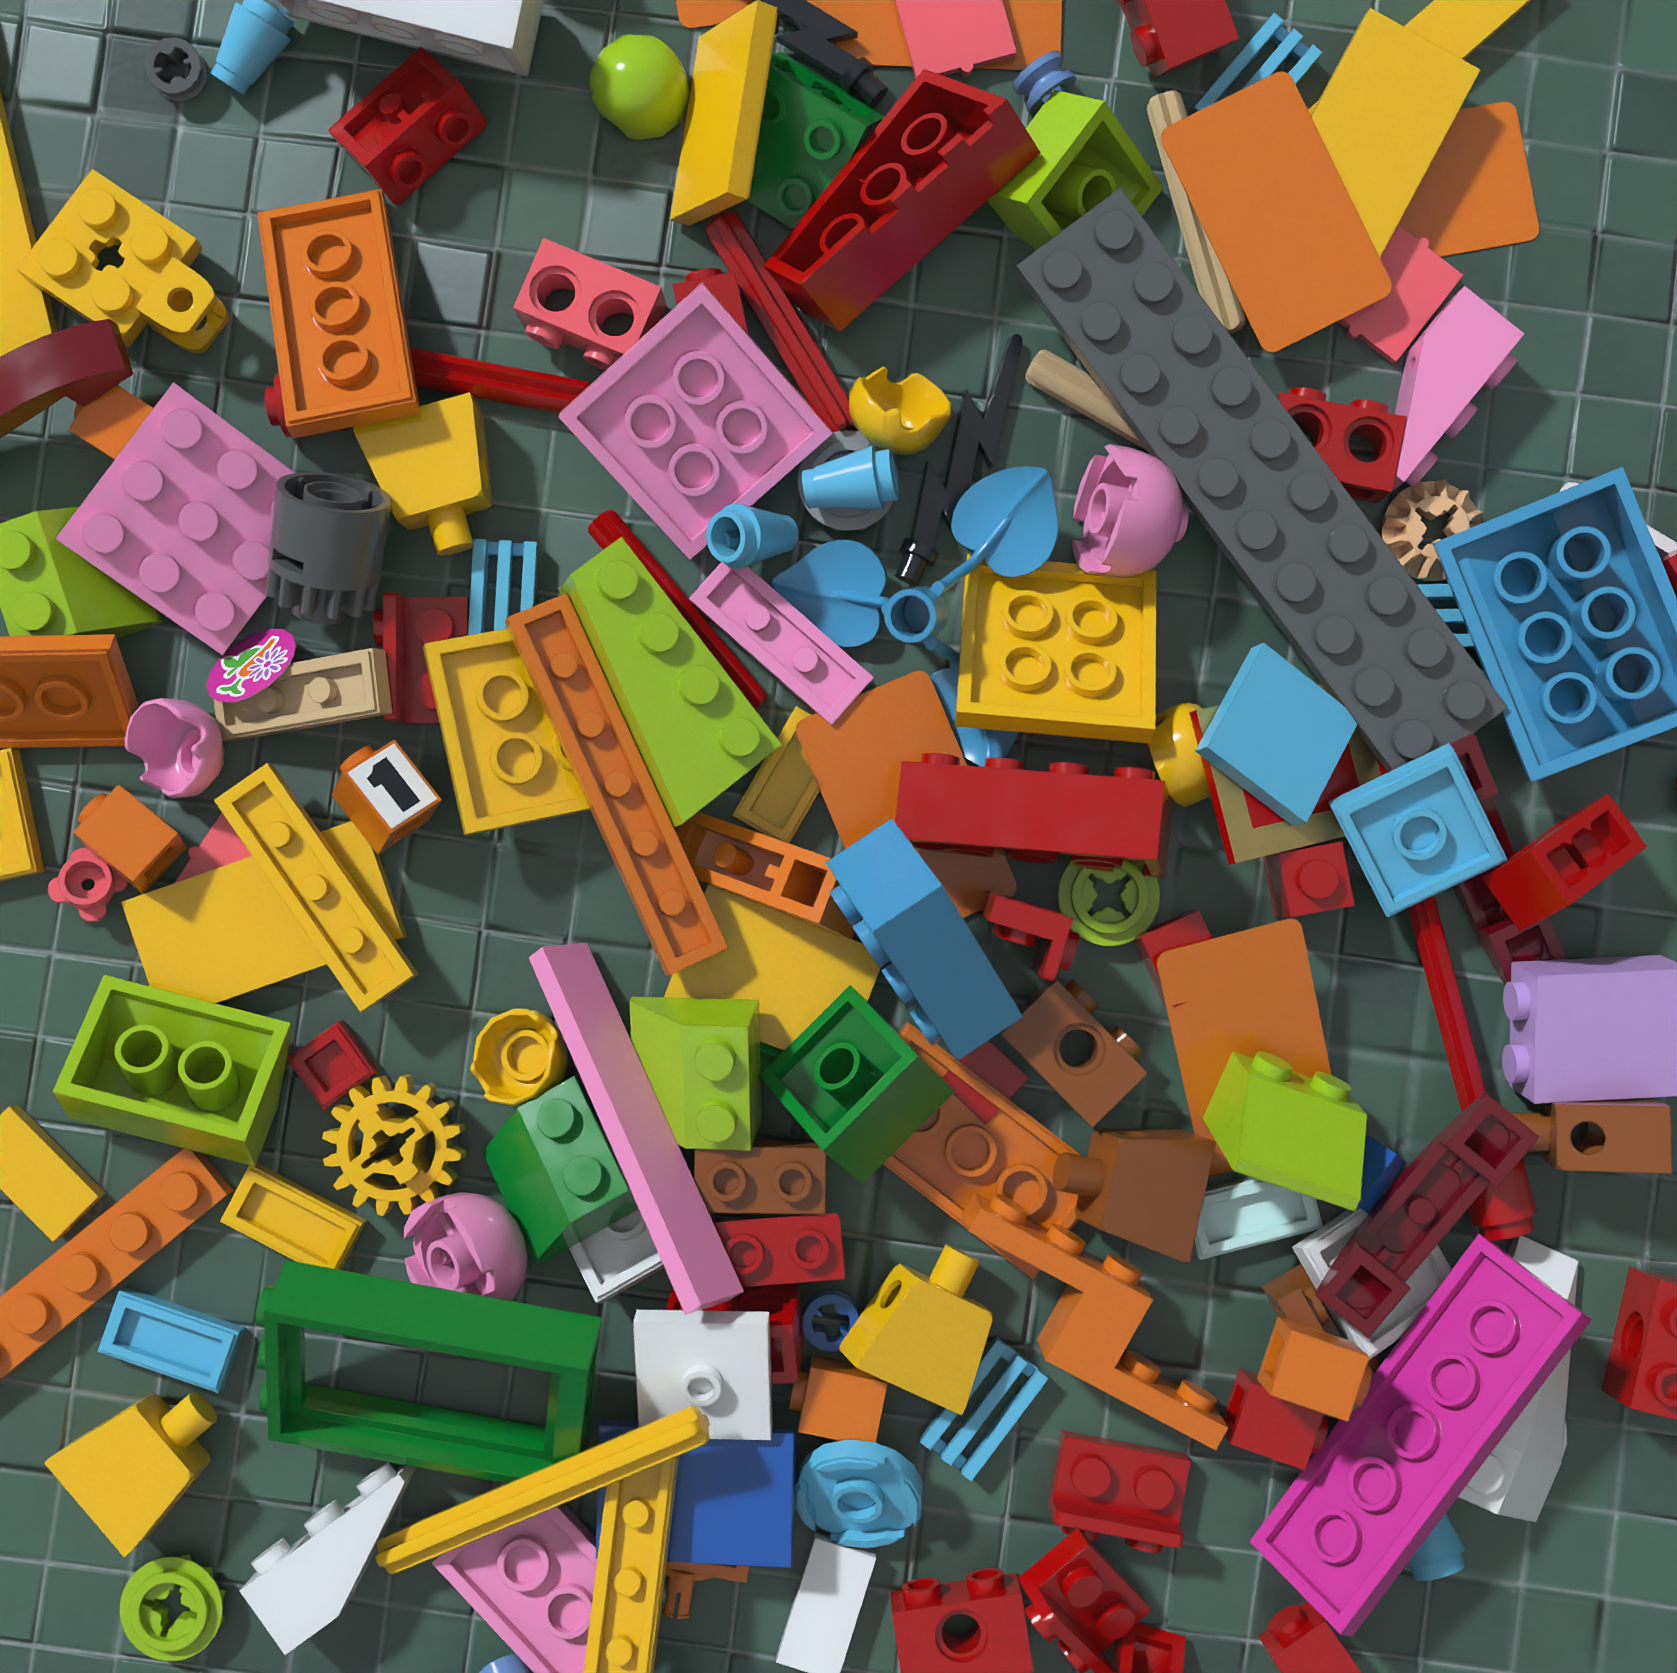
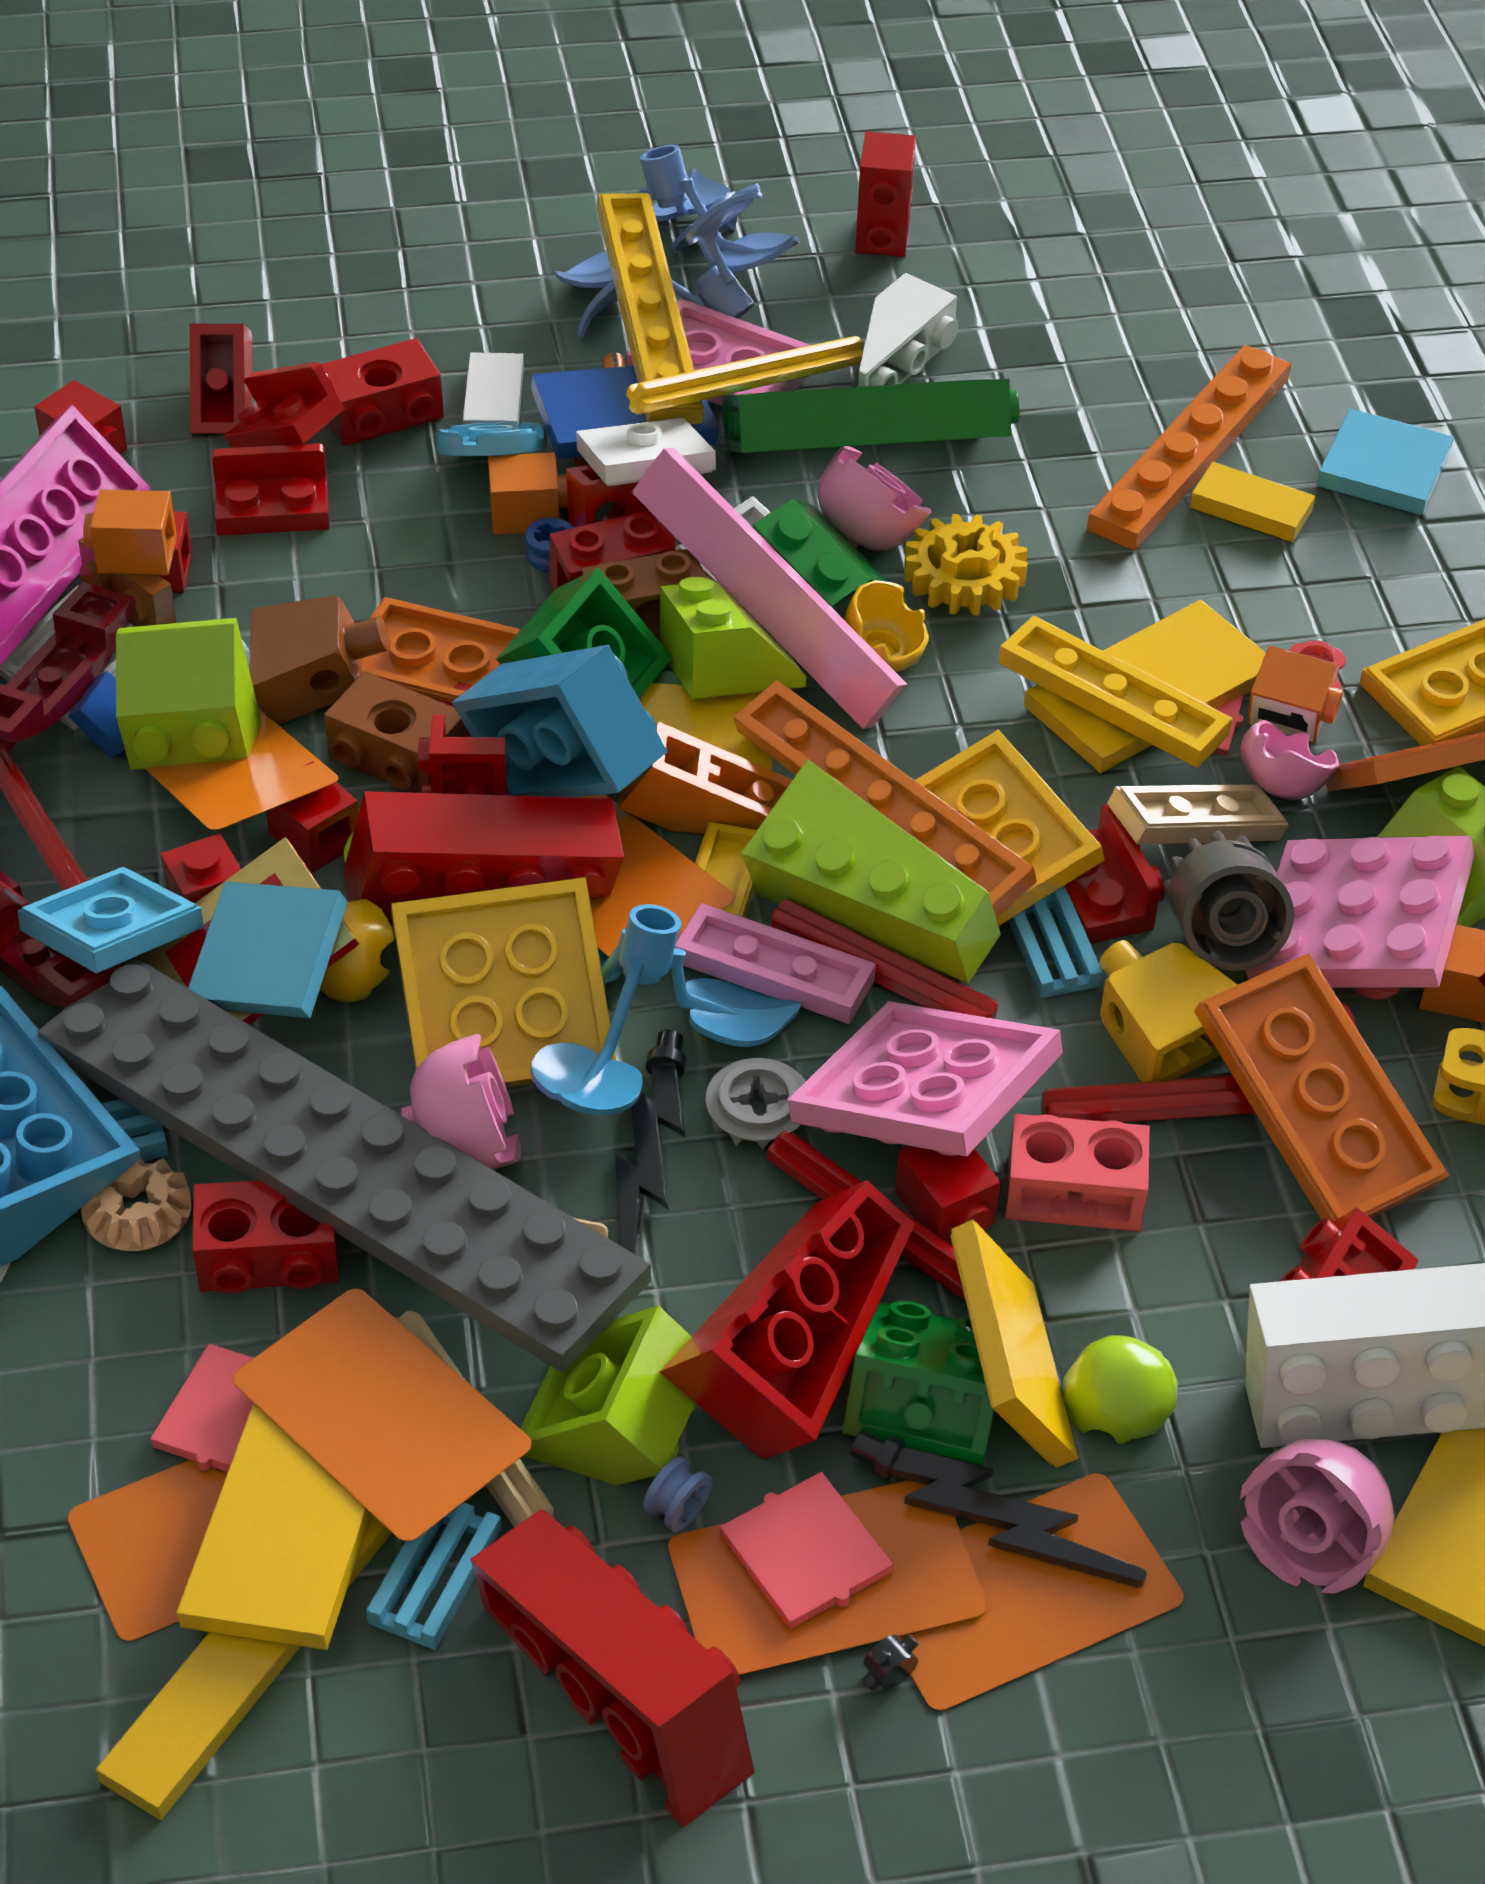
camera: 160 degrees right, 40 degrees down
(136, 1465) = (1078, 357): yellow torso -> none
(147, 1621) = (1026, 299): lime gear -> none
(171, 1339) = (1088, 435): medium azure tile -> none
(176, 1070) = (1168, 555): lime slope -> none
(251, 665) = (1260, 816): sticker -> none
(292, 1219) = (1032, 515): yellow tile -> none
(333, 1064) = (1045, 603): red tile -> none
(384, 795) = (1085, 762): brick -> none
(749, 535) = (834, 1014): medium azure cone -> none
(853, 481) = (749, 1069): medium azure cone -> none
(899, 414) = (728, 1150): yellow hair -> none
(924, 1331) = (472, 533): yellow torso -> none
(952, 1451) = (392, 519): medium azure tile -> none
(1096, 1318) = (324, 560): orange bracket -> none
(1442, 373) = (150, 1329): bright pink slope -> none

